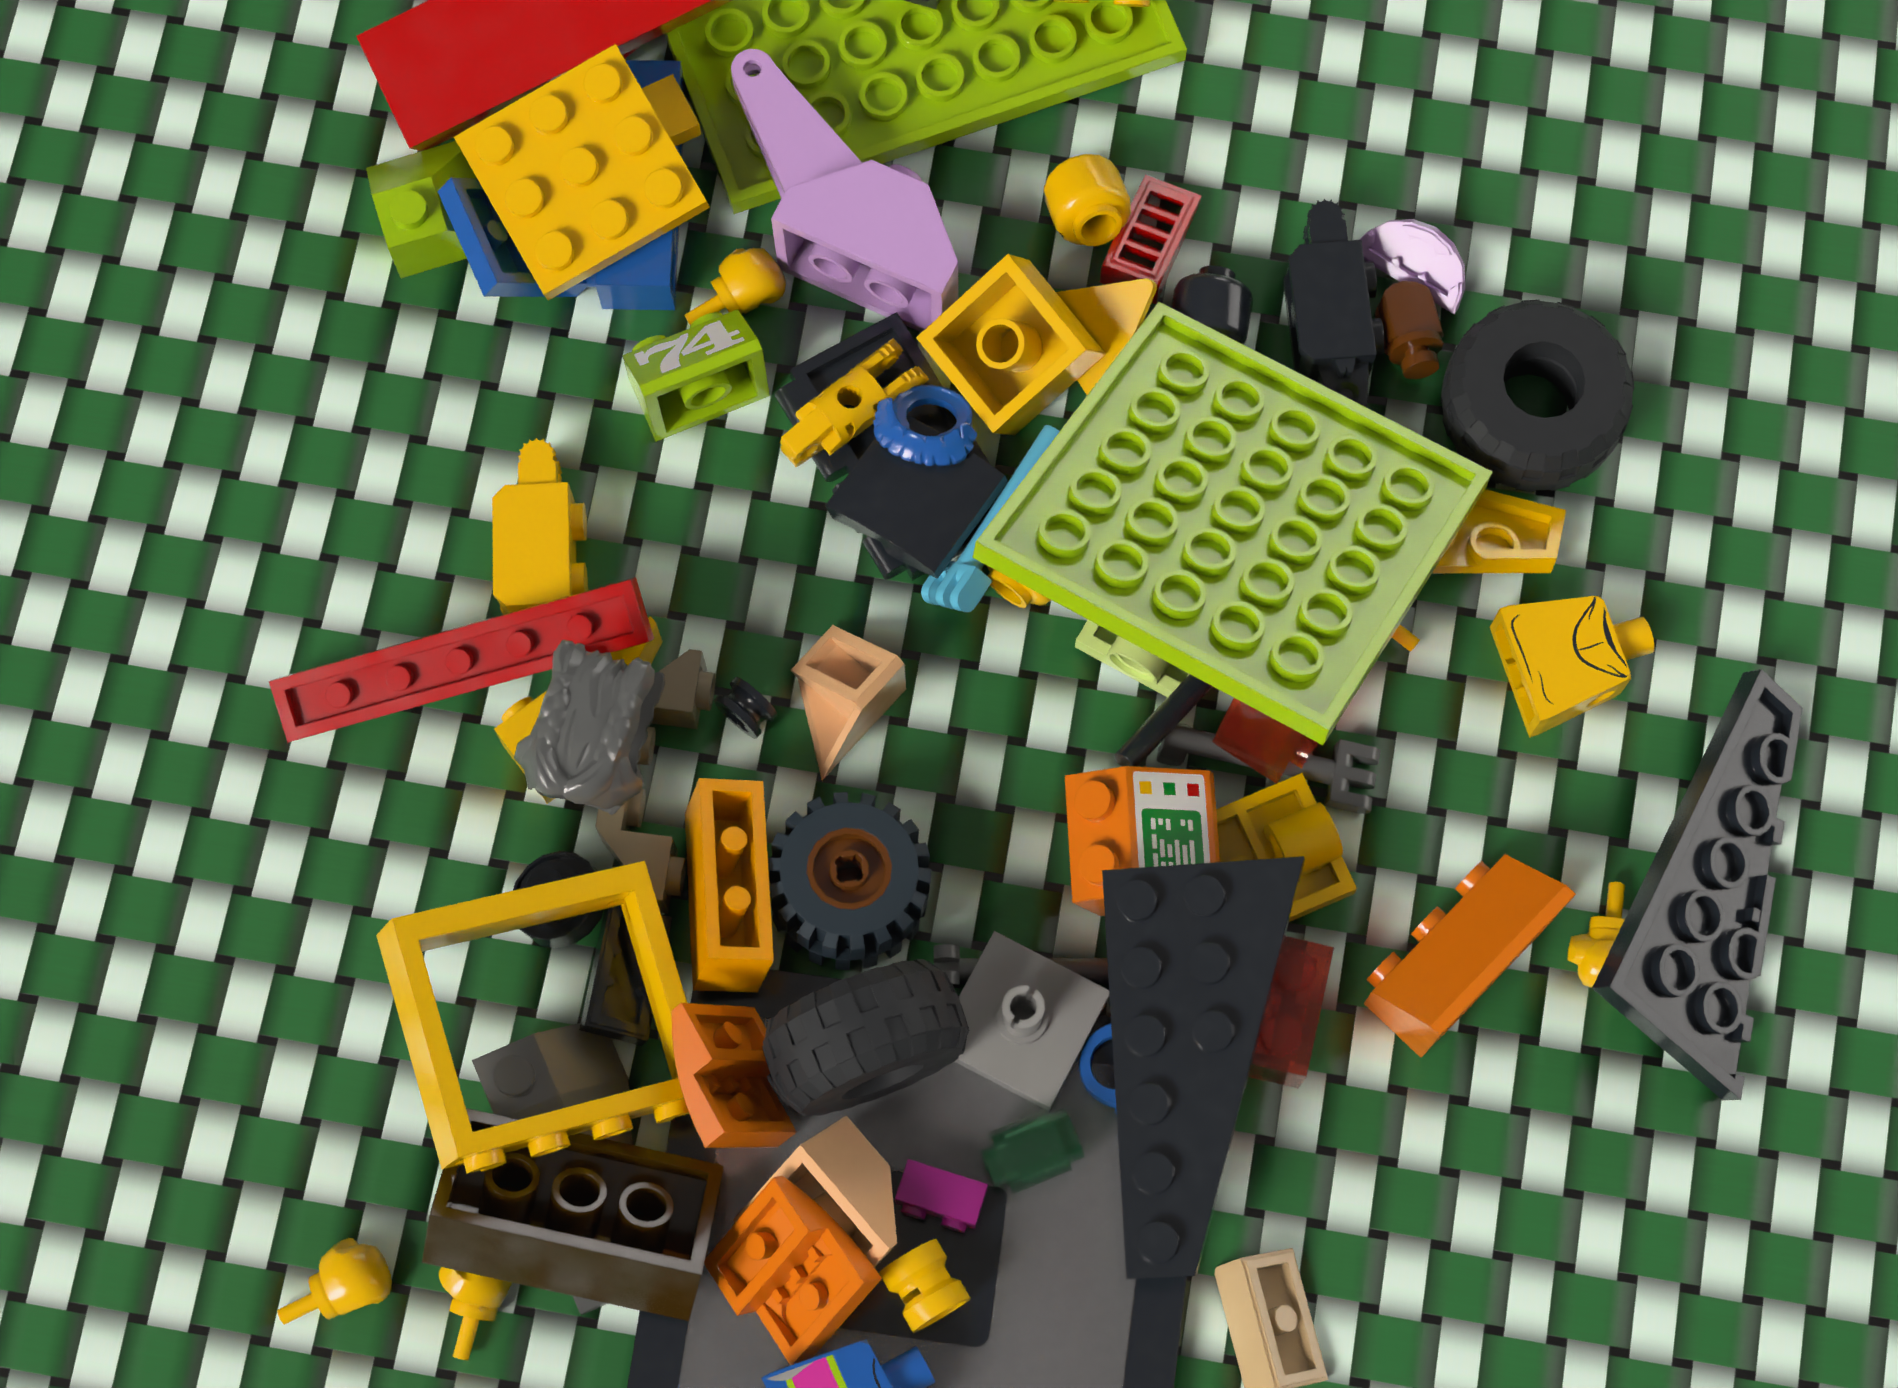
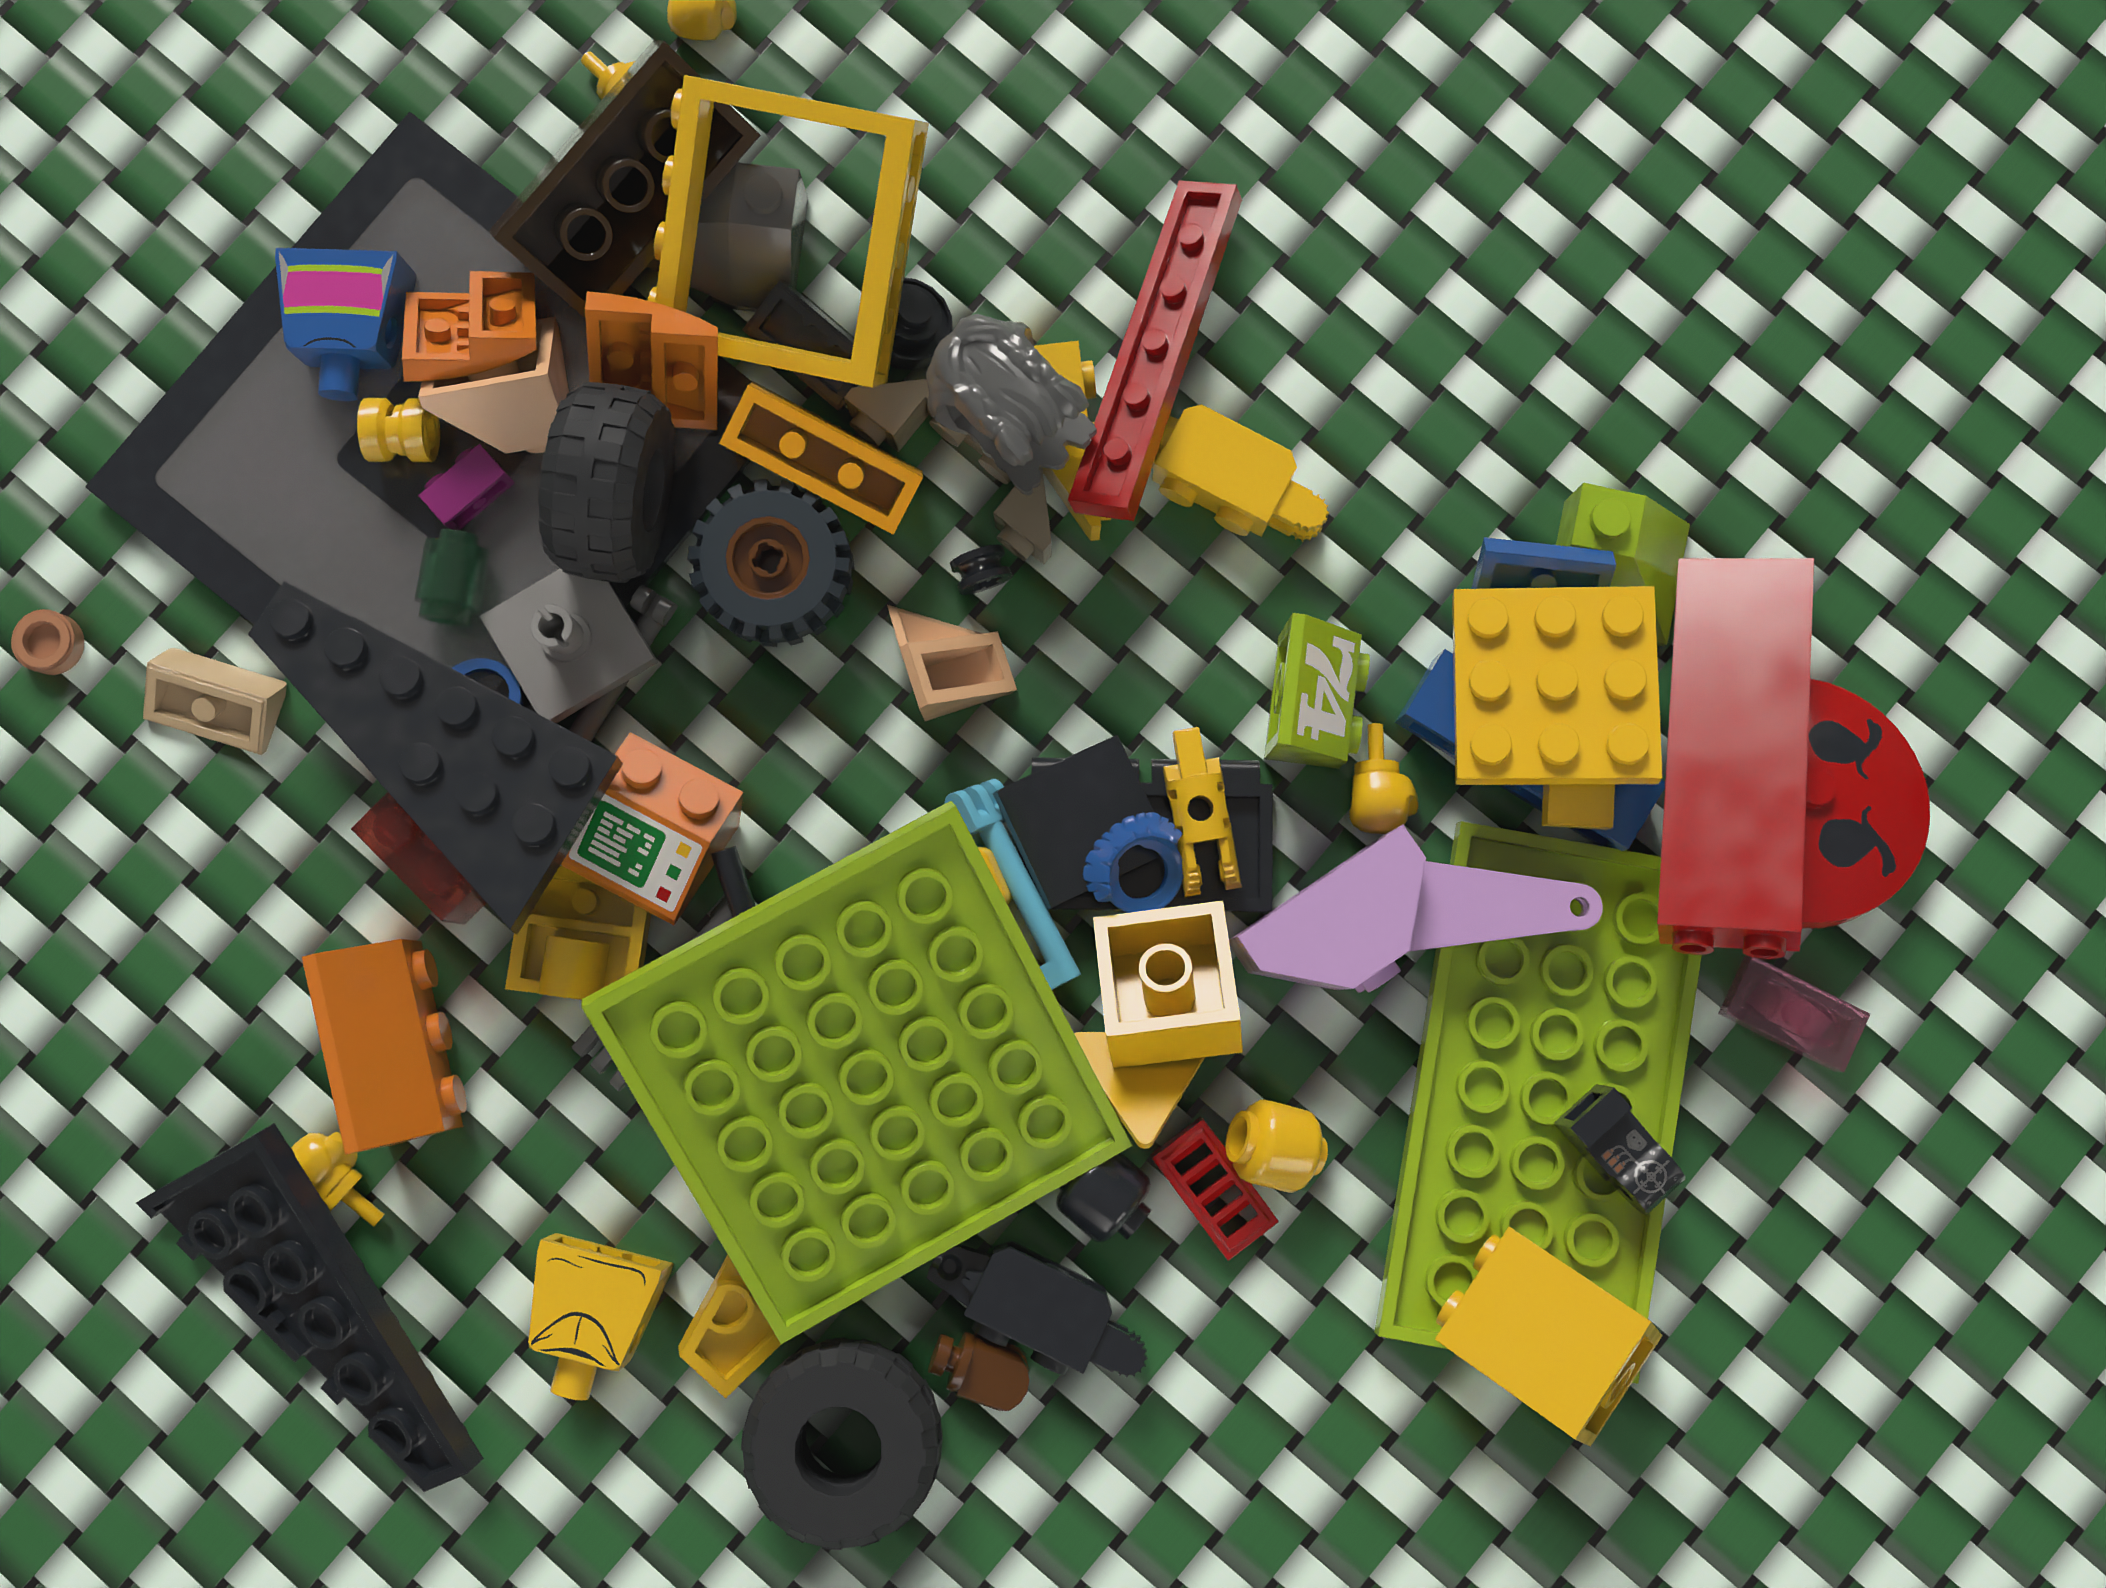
camera: 120 degrees right, 10 degrees up
(1418, 254) = (1047, 1420): plate -> none

